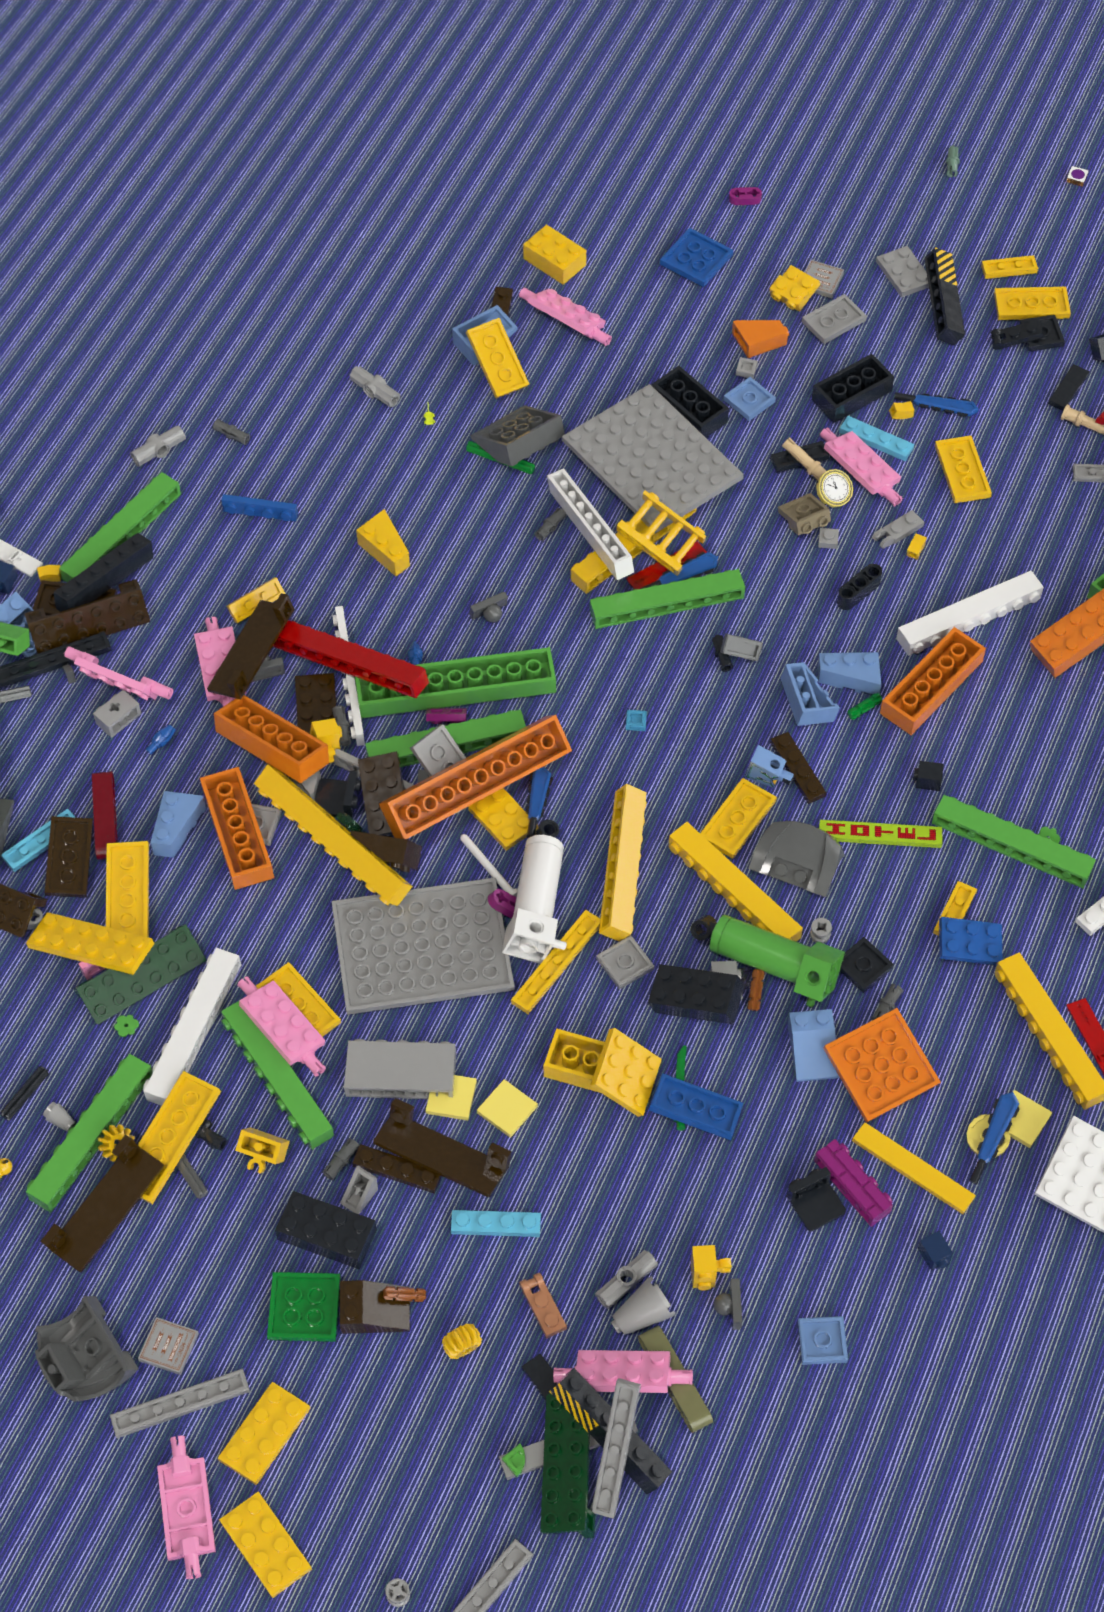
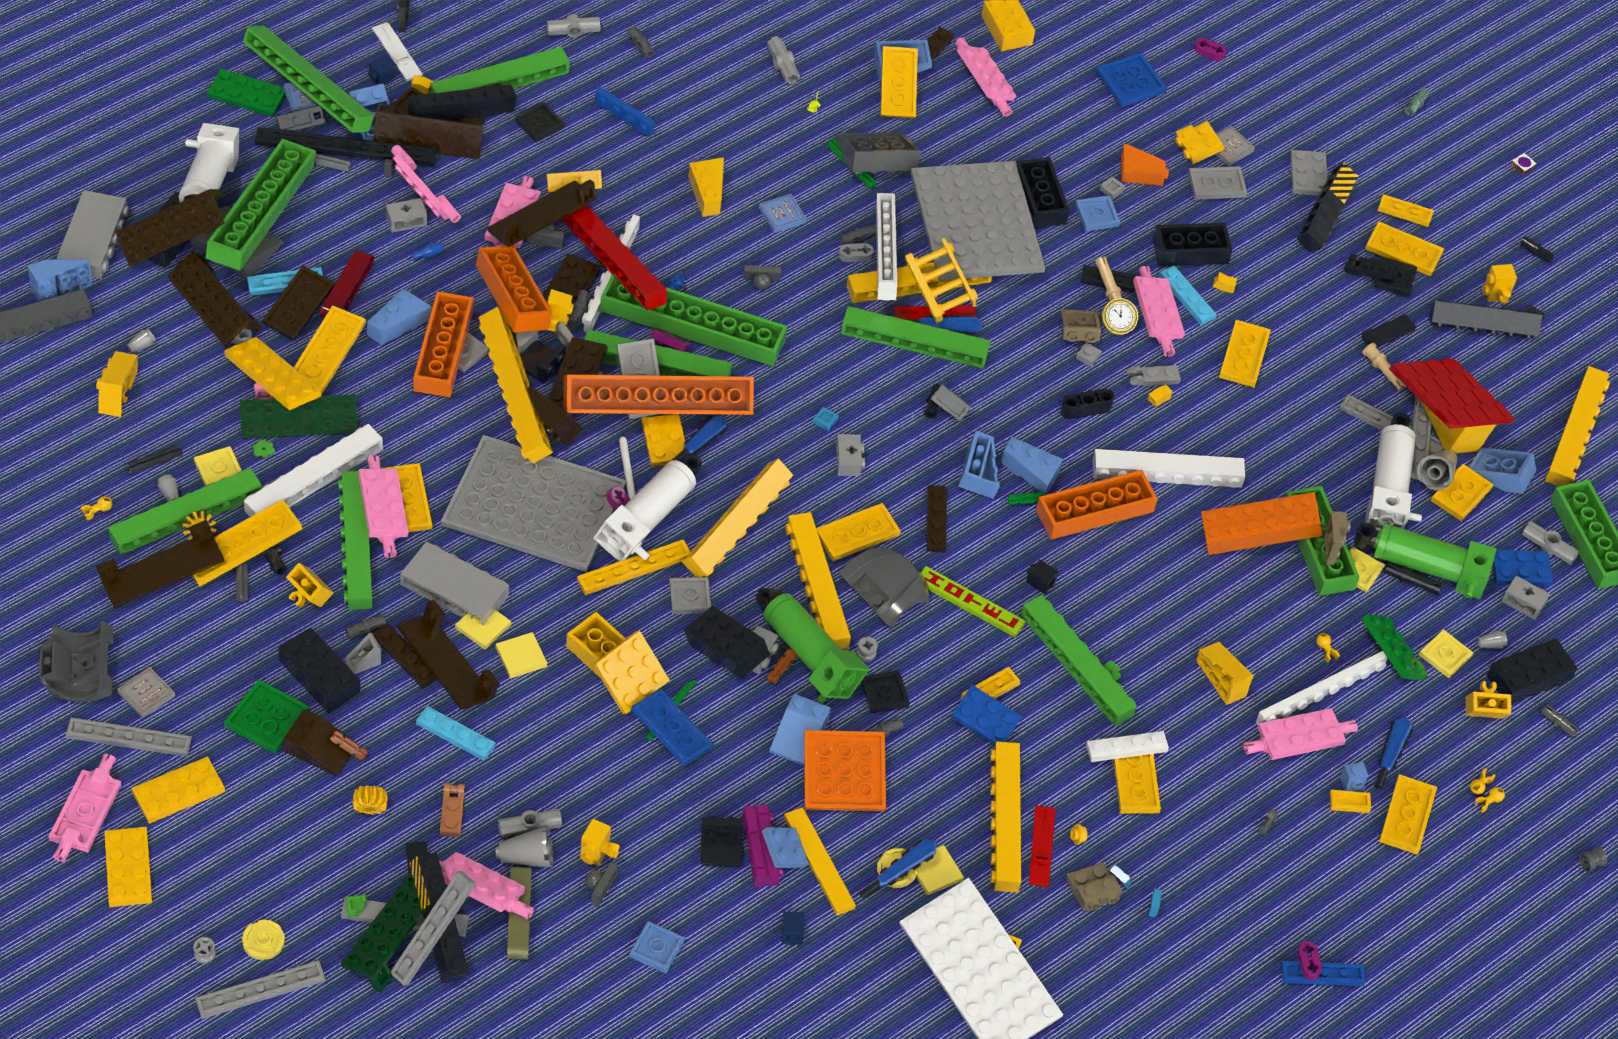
camera: 20 degrees right, 5 degrees down
(92, 1068) = (217, 465): none -> light yellow tile
(186, 557) = (540, 122): none -> pearl dark grey plate
(348, 822) = (535, 381): clear green gear -> none
(447, 1547) = (263, 940): none -> light yellow tile
(468, 536) = (782, 213): none -> medium blue tile
(558, 541) = (856, 252): none -> light grey beam
(682, 745) = (849, 455): none -> light grey brick
(767, 768) = (907, 504): medium blue torso -> none
(878, 1173) = (785, 847): none -> medium blue plate
(949, 405) = (1271, 298): blue sword -> none

